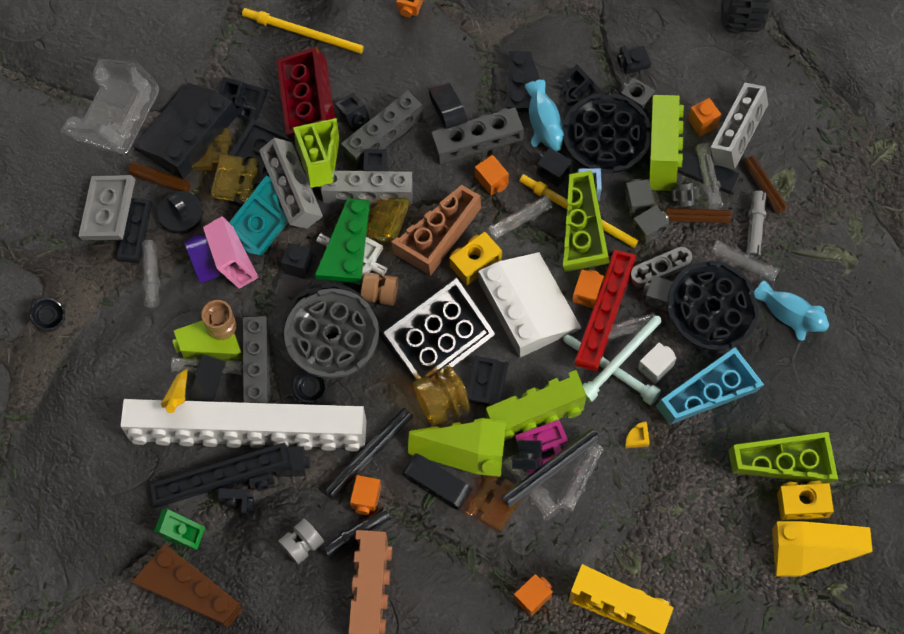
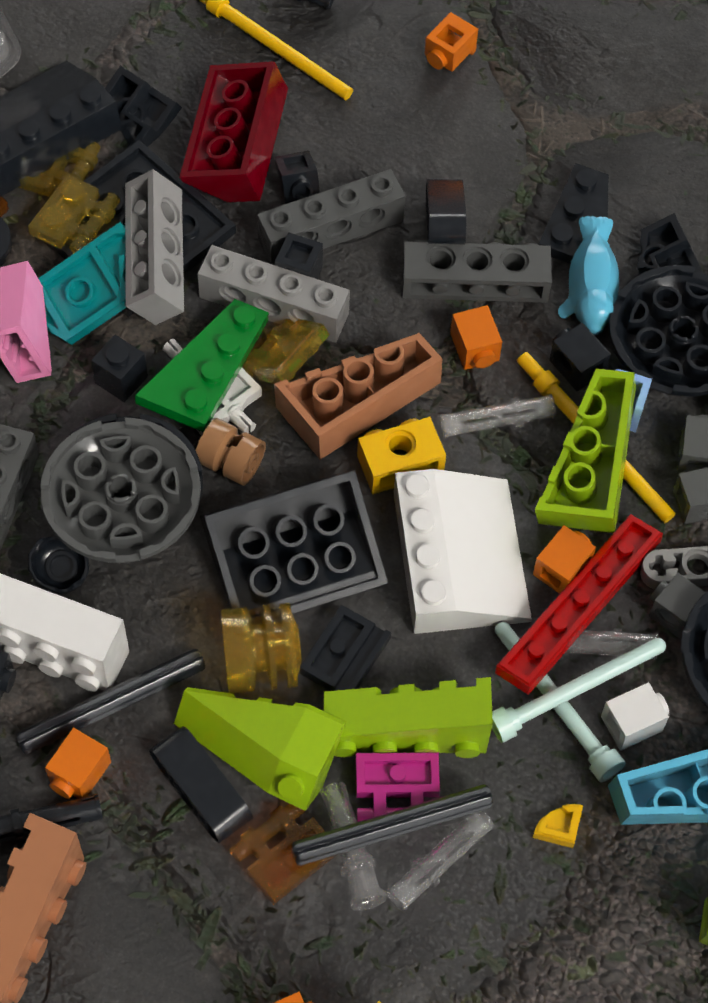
camera: 15 degrees right, 5 degrees down
(318, 150) = (217, 211): lime wedge -> none
(528, 455) = (364, 792): black bracket -> none

